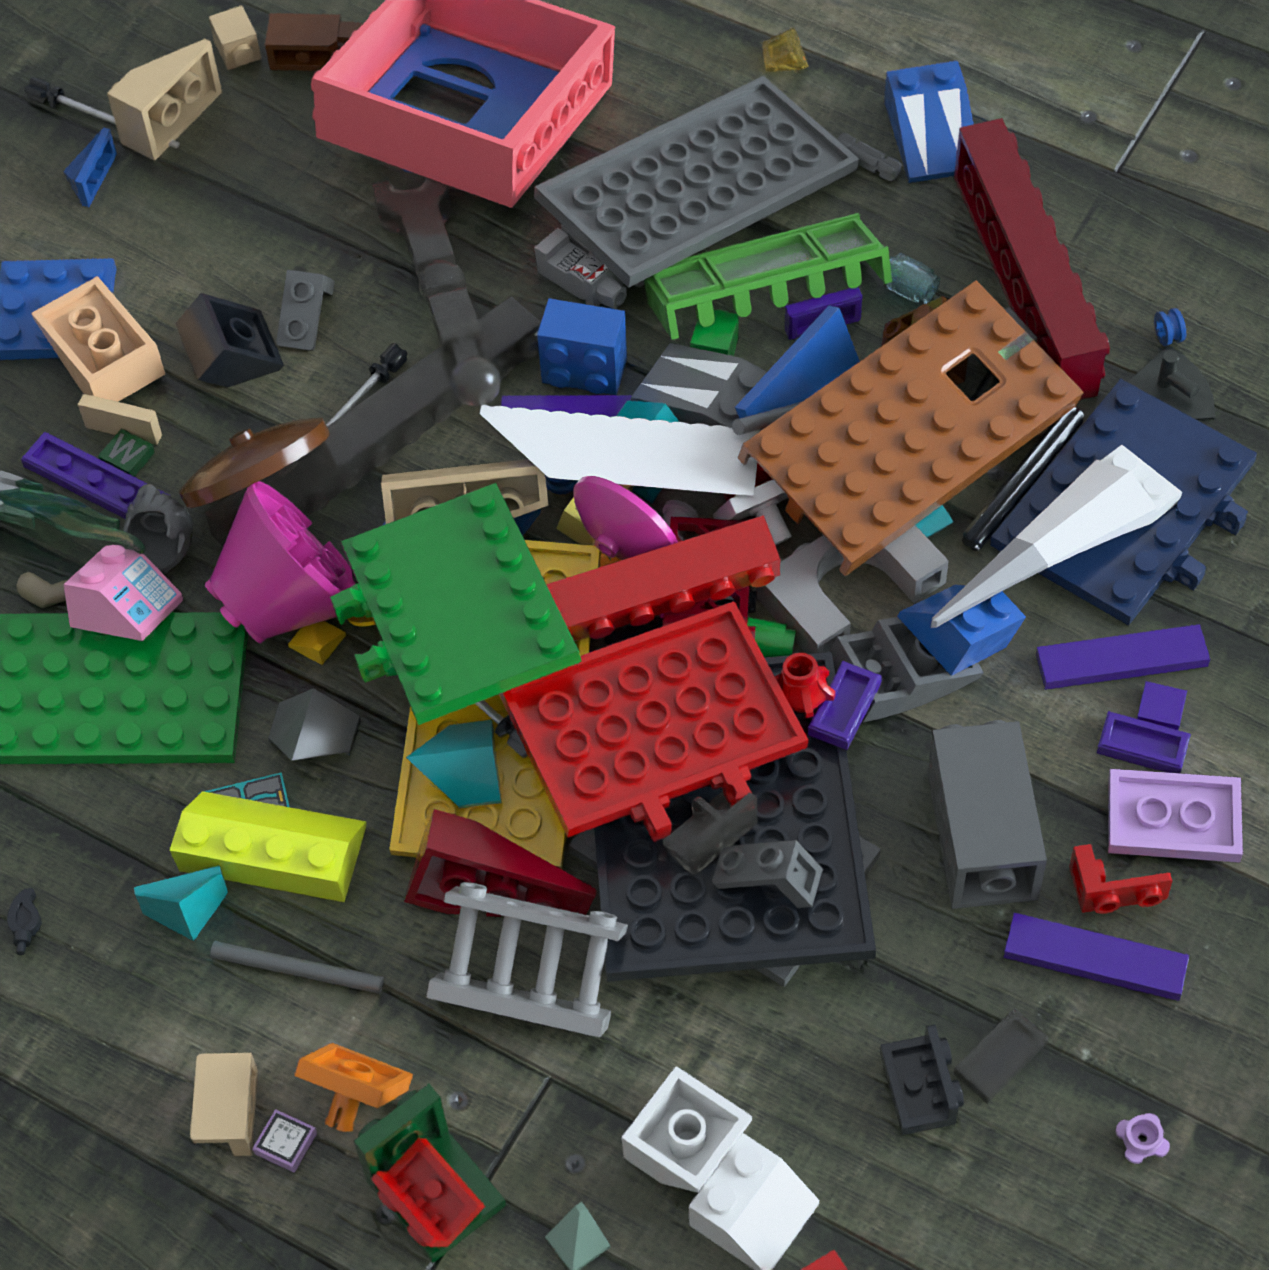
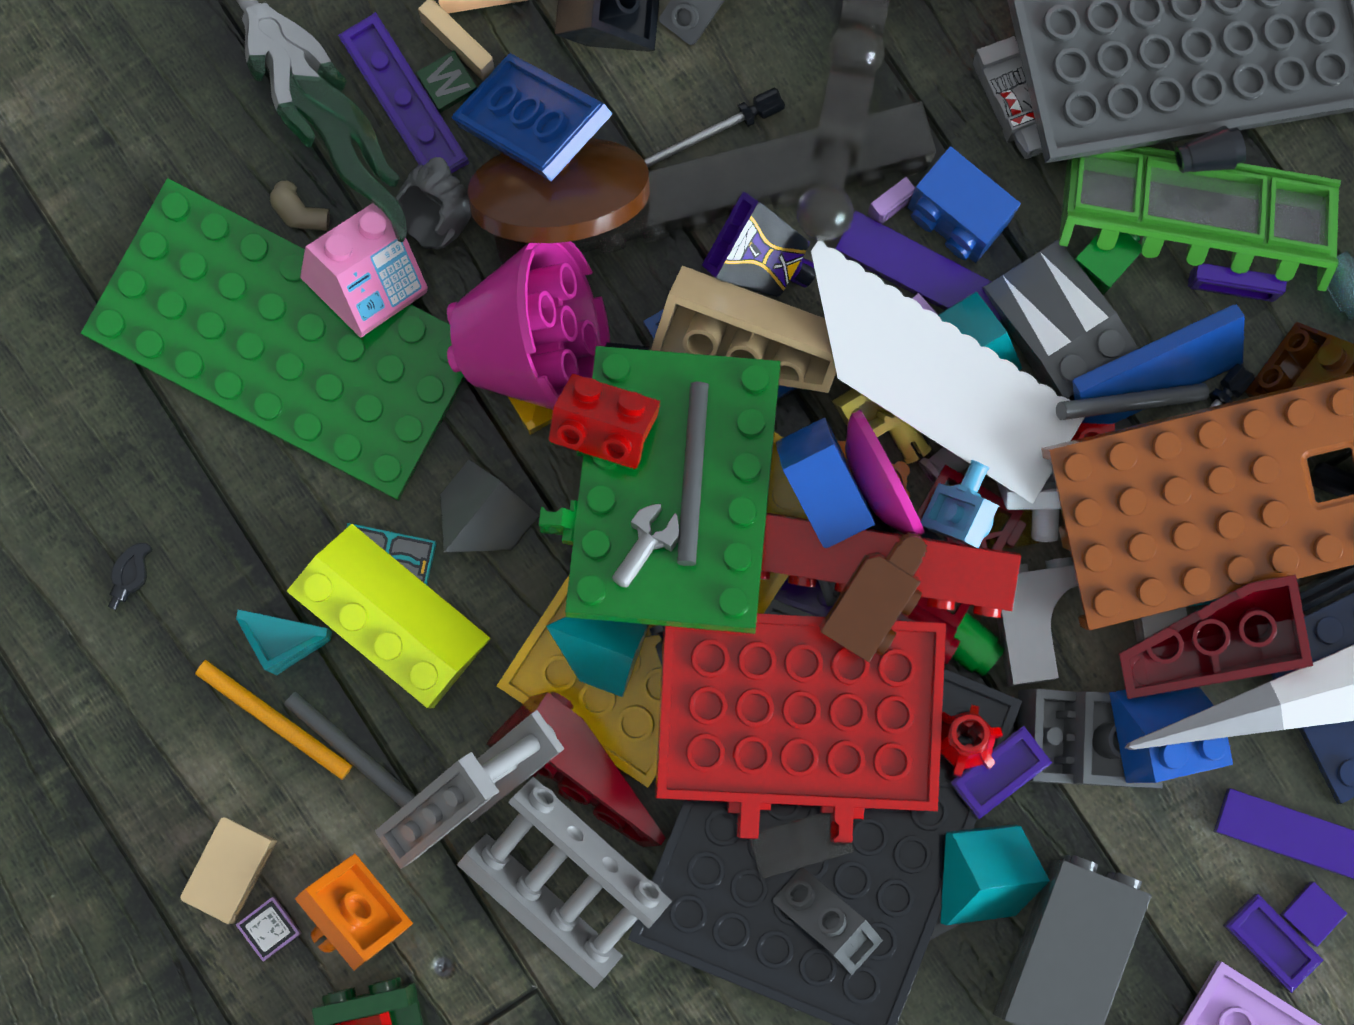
camera: 20 degrees right, 25 degrees up
(206, 426) = (531, 116): none -> blue tile
(207, 972) = (273, 719): none -> light orange bar
(373, 573) = (602, 420): none -> red bracket
(403, 904) = (469, 789): none -> light grey fence
(440, 438) = (759, 250): none -> torso
(455, 634) = (646, 543): none -> light grey bar
(468, 577) = (692, 474): none -> dark grey bar
(526, 374) = (891, 201): none -> lavender tile
(583, 536) = (824, 483): none -> blue panel
(664, 593) = (875, 598): none -> reddish brown hinge
(703, 511) = (960, 510): none -> medium azure plate
(751, 228) = (1212, 151): none -> black cone
(883, 790) = (988, 874): none -> teal slope
(964, 528) = (1233, 638): none -> dark red wedge

